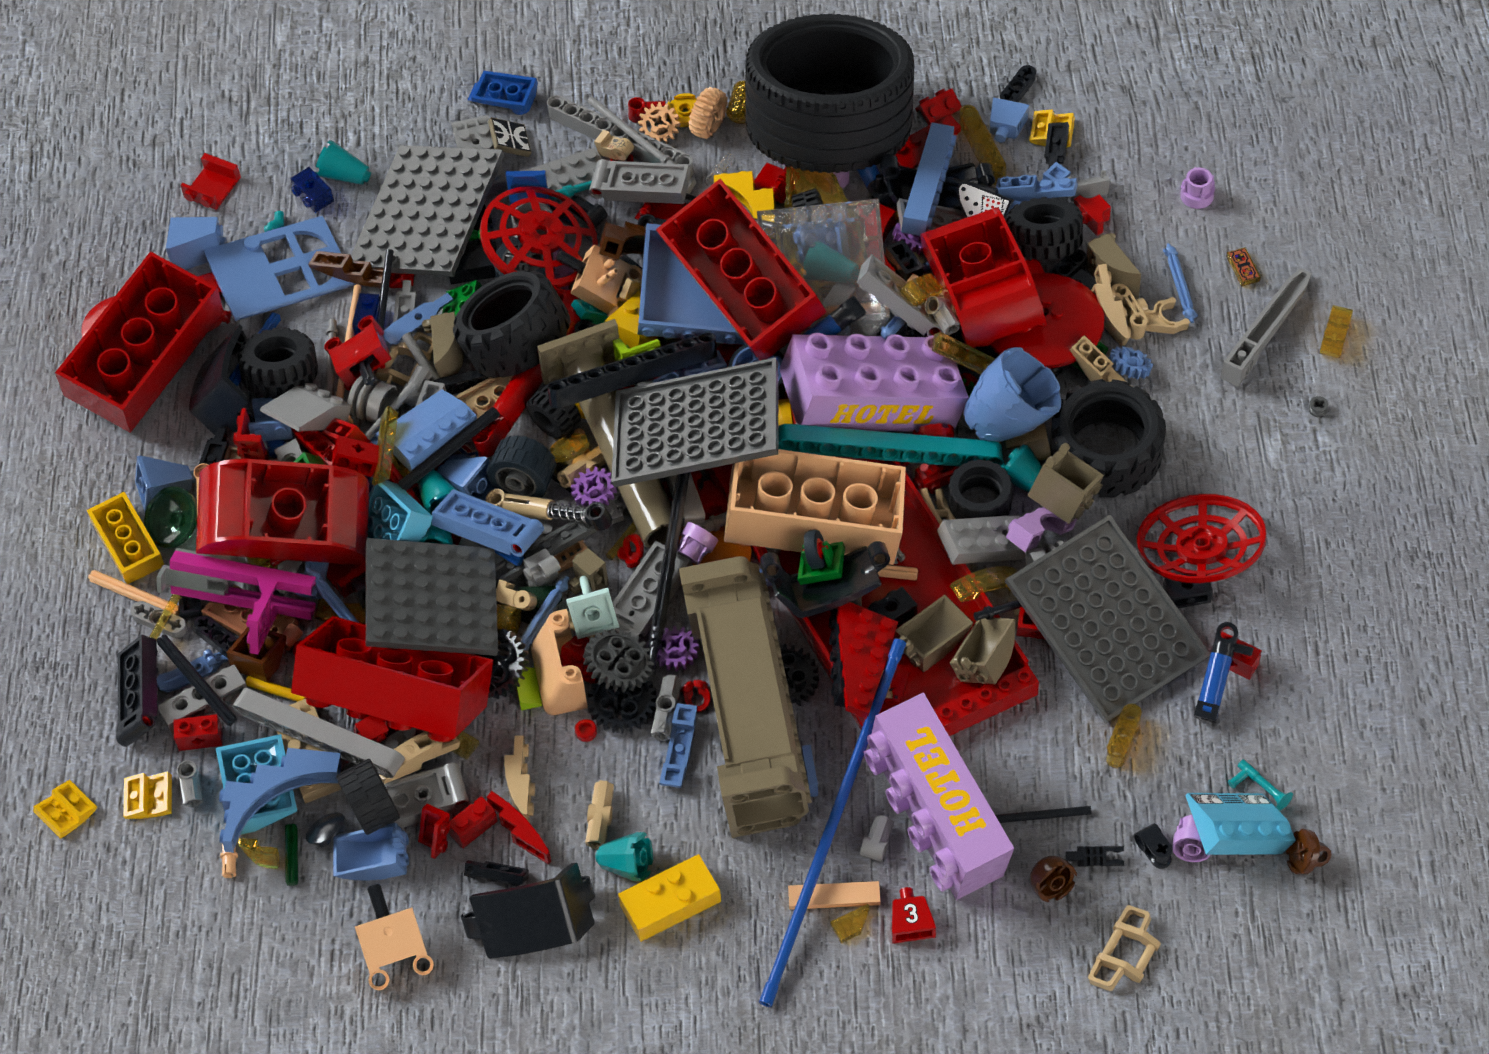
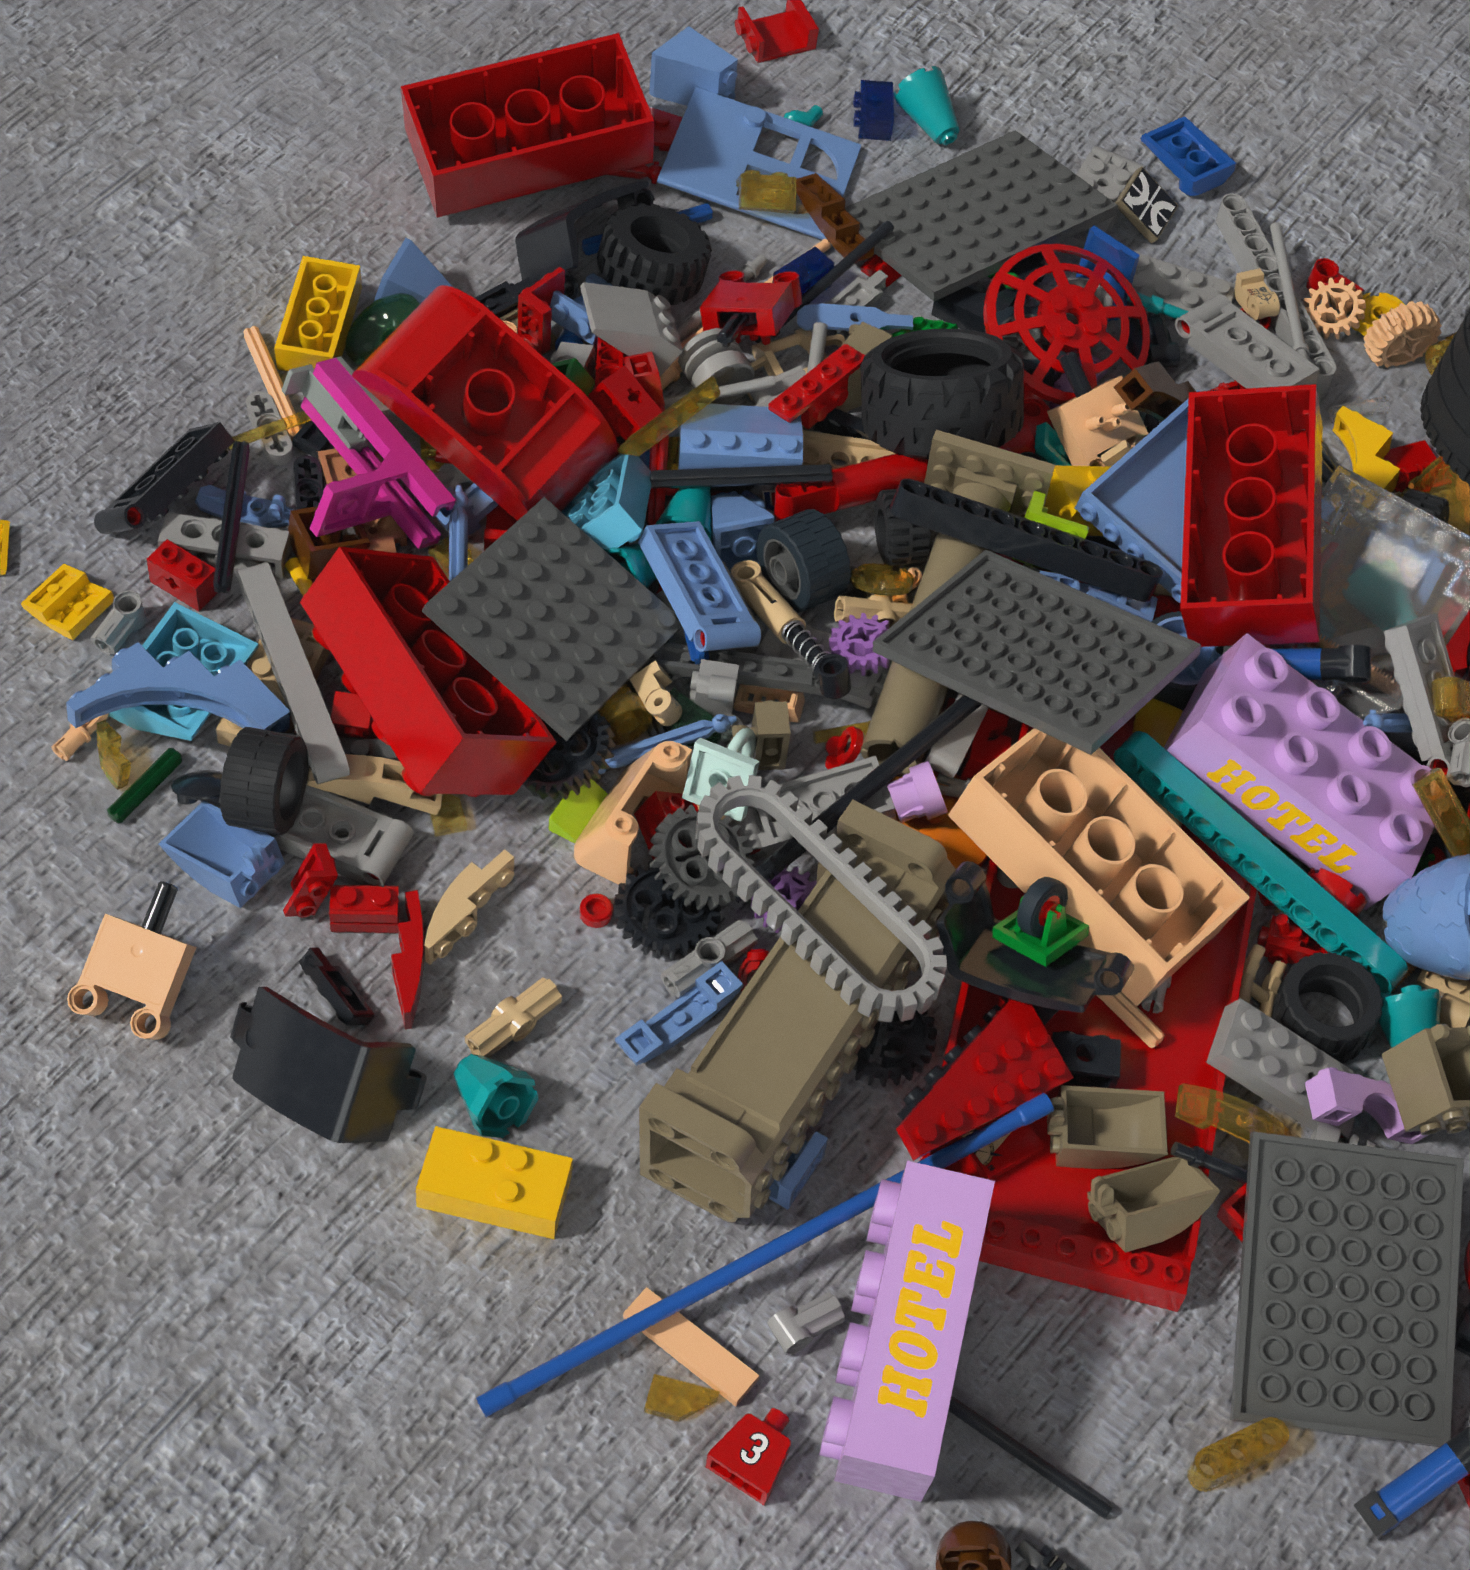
camera: 30 degrees right, 0 degrees up
(303, 281) = (767, 192): none -> clear yellow bracket
(444, 369) = (819, 389): none -> red bracket
(629, 643) = (795, 926): none -> light grey piece

